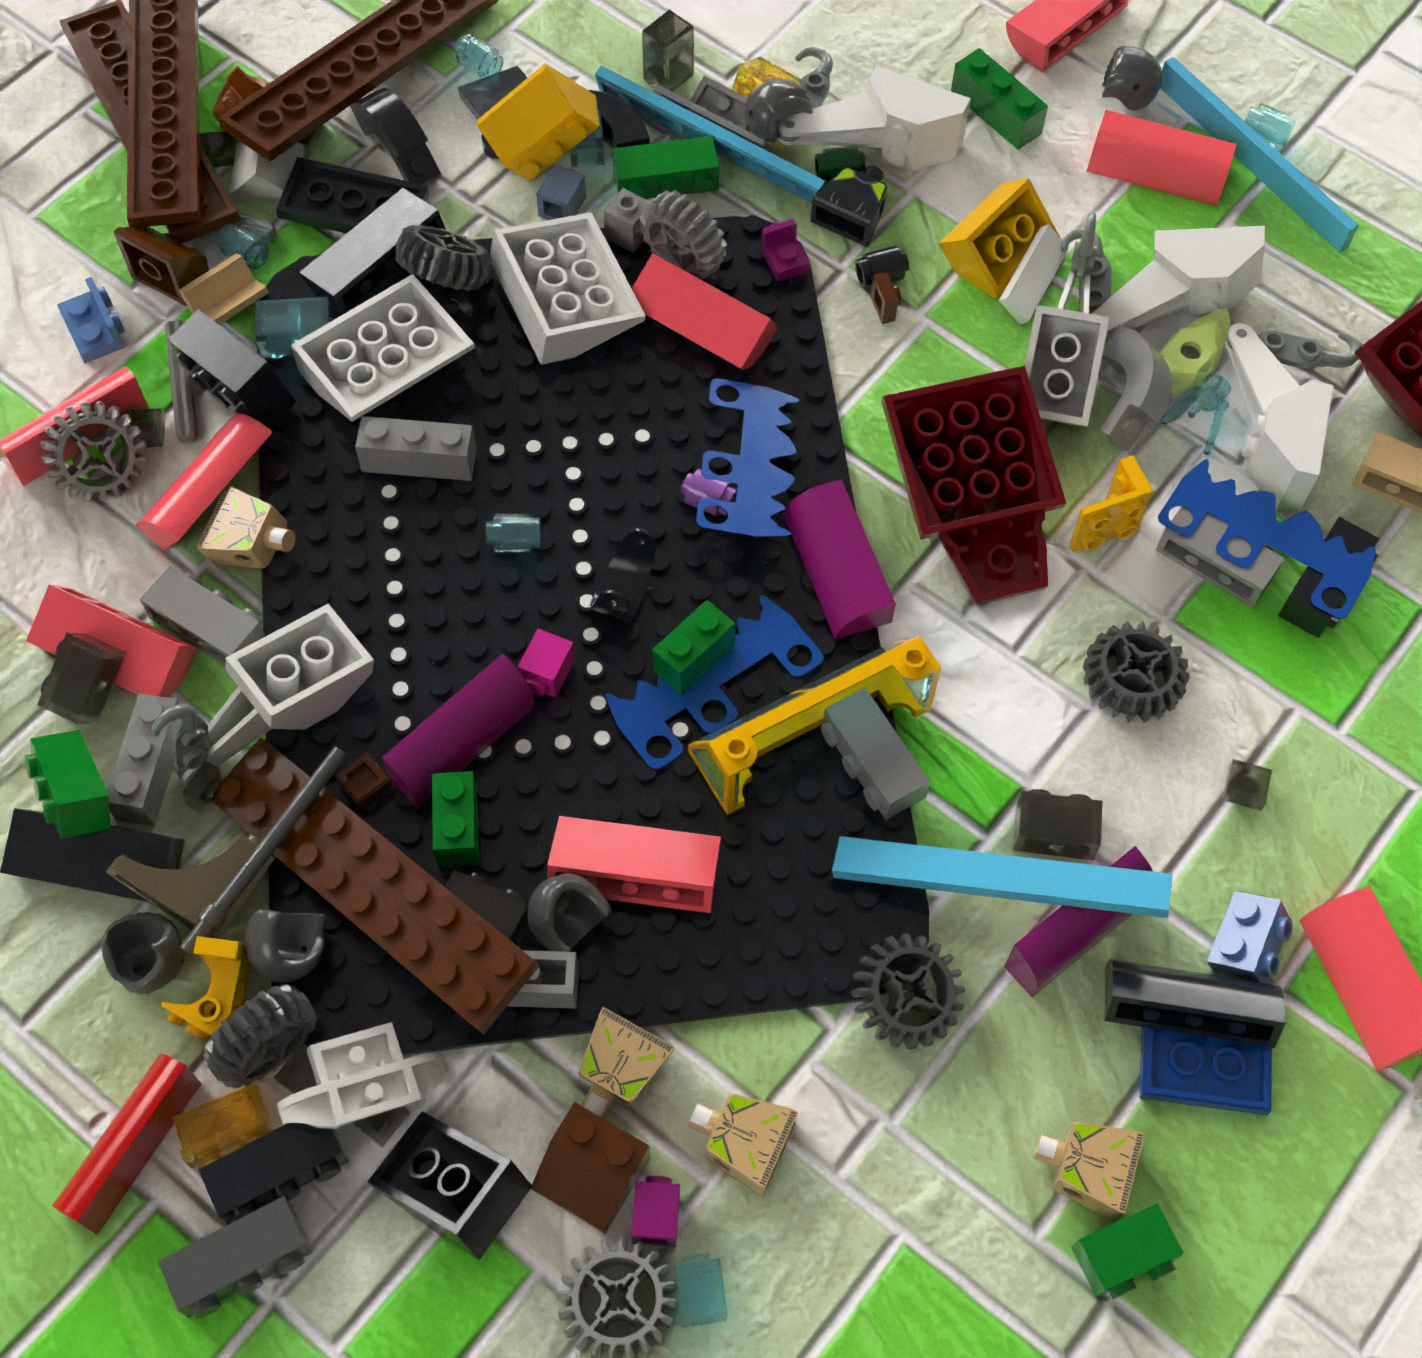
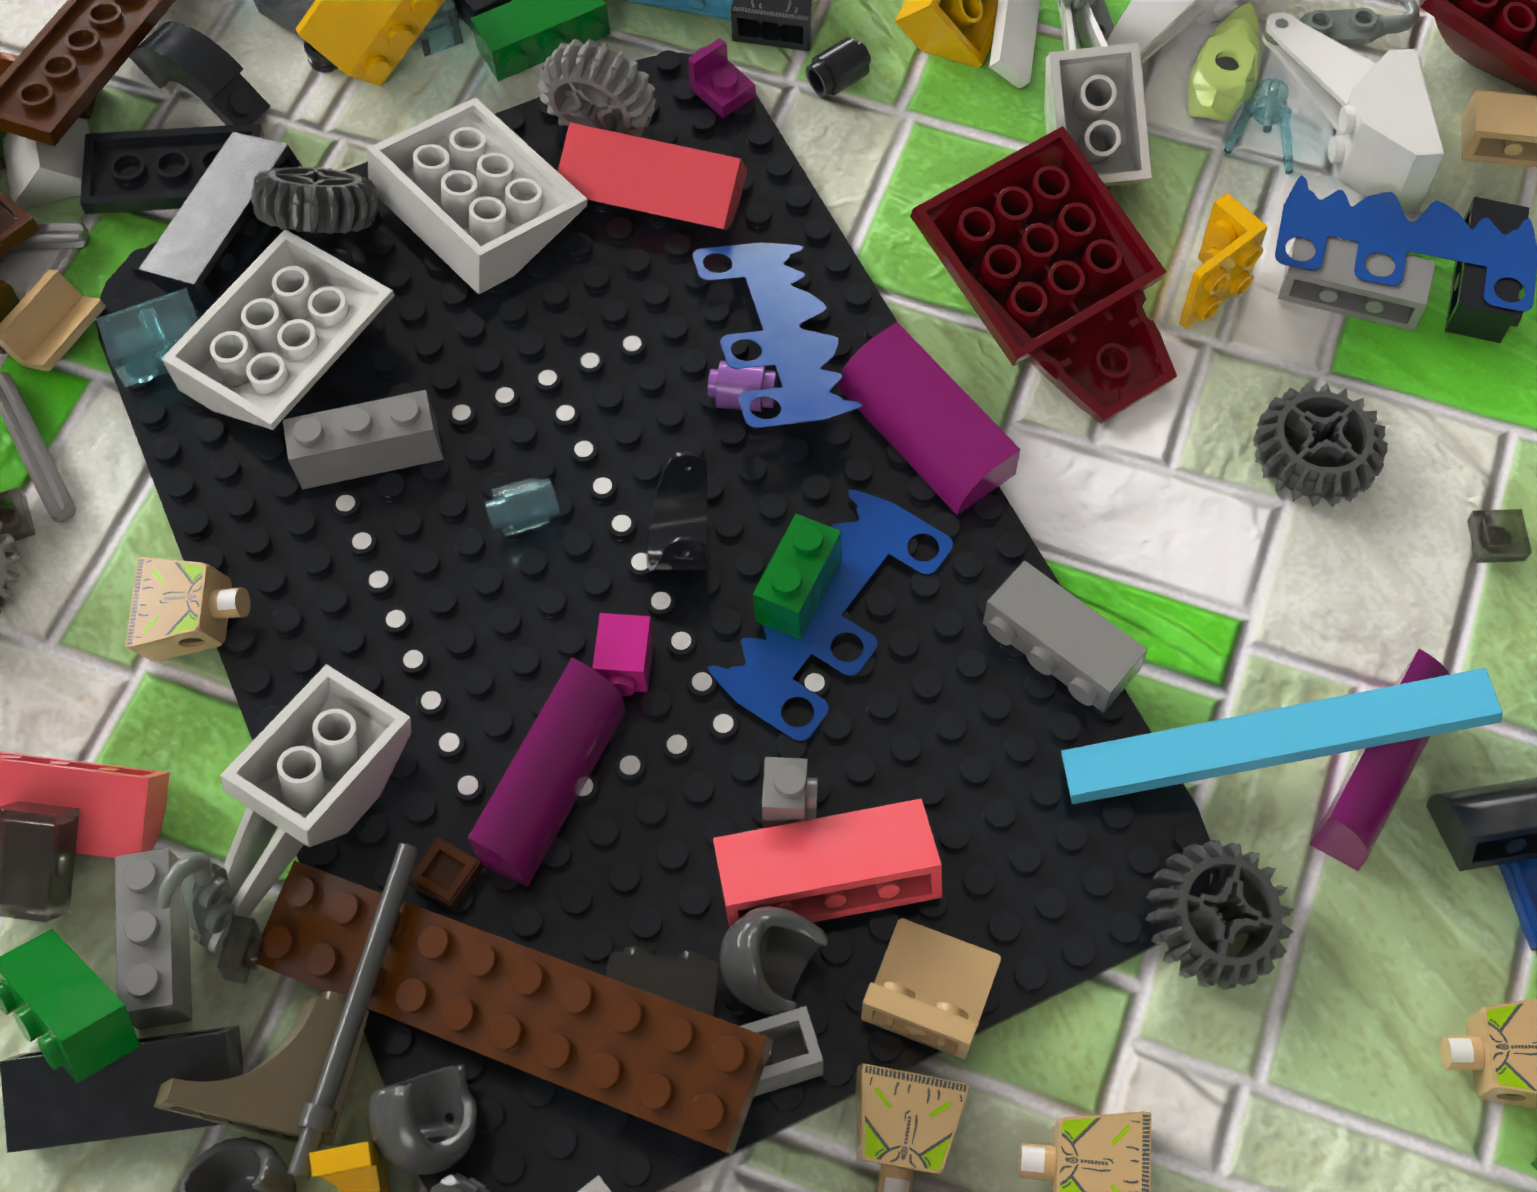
camera: 15 degrees left, 0 degrees up
(201, 615) = (163, 731): light grey brick -> none
(203, 480) = (104, 560): coral brick -> none
(230, 370) = (94, 413): brick -> none
(240, 240) = (46, 253): clear light blue brick -> none
(455, 819) = (584, 885): green brick -> none
(561, 193) = (426, 88): sand blue brick -> none
(623, 221) = (517, 95): light grey brick -> none
(626, 800) = (788, 792): none -> light grey brick
(675, 973) = (931, 988): none -> tan bracket
(885, 297) = (856, 100): reddish brown plate -> none
(897, 674) = (900, 685): yellow windscreen -> none
(1058, 824) = (1307, 652): clear smoke brick -> none
(1145, 390) = (1201, 114): light grey arch -> none

